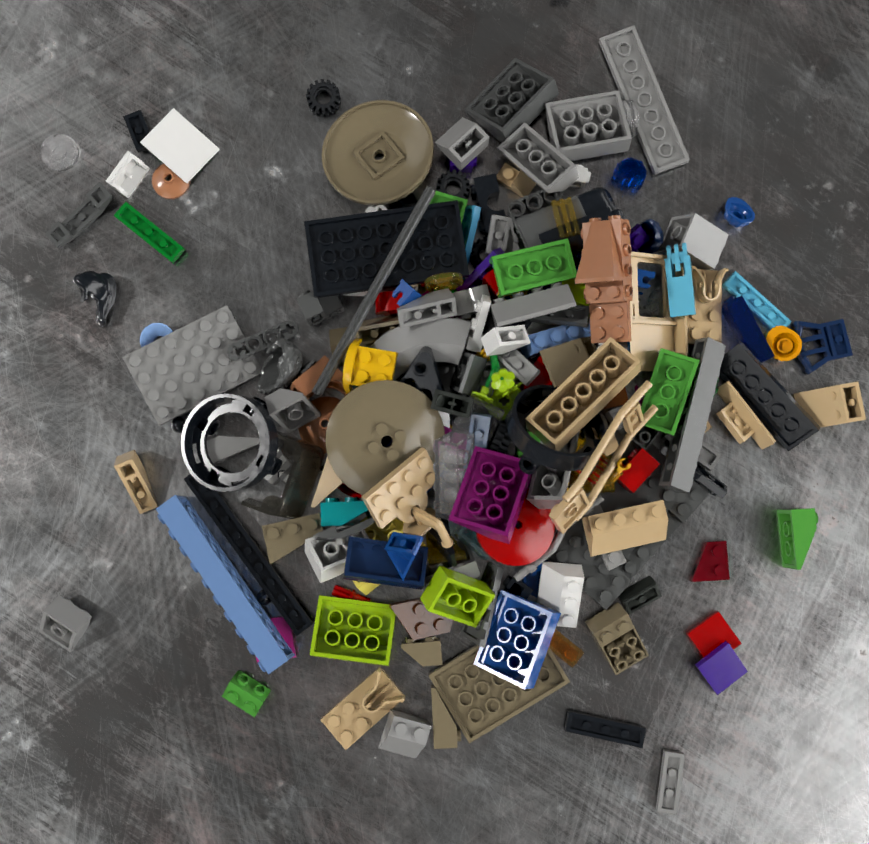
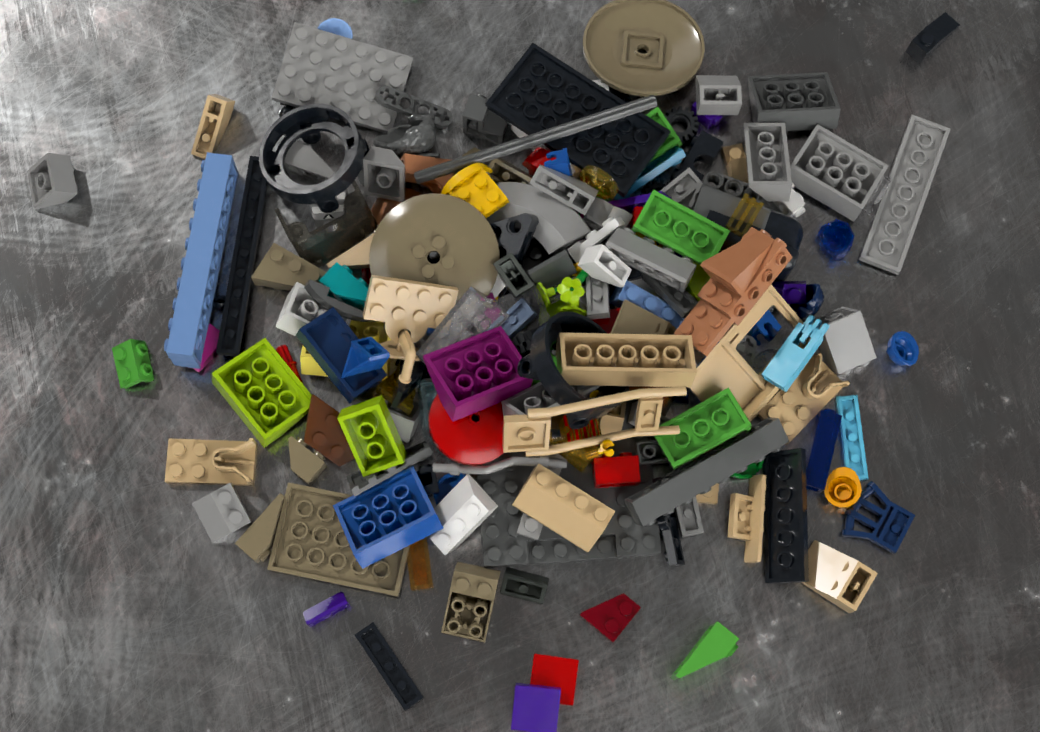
camera: 40 degrees right, 10 degrees down
(530, 731) = (325, 609): none -> dark purple slope

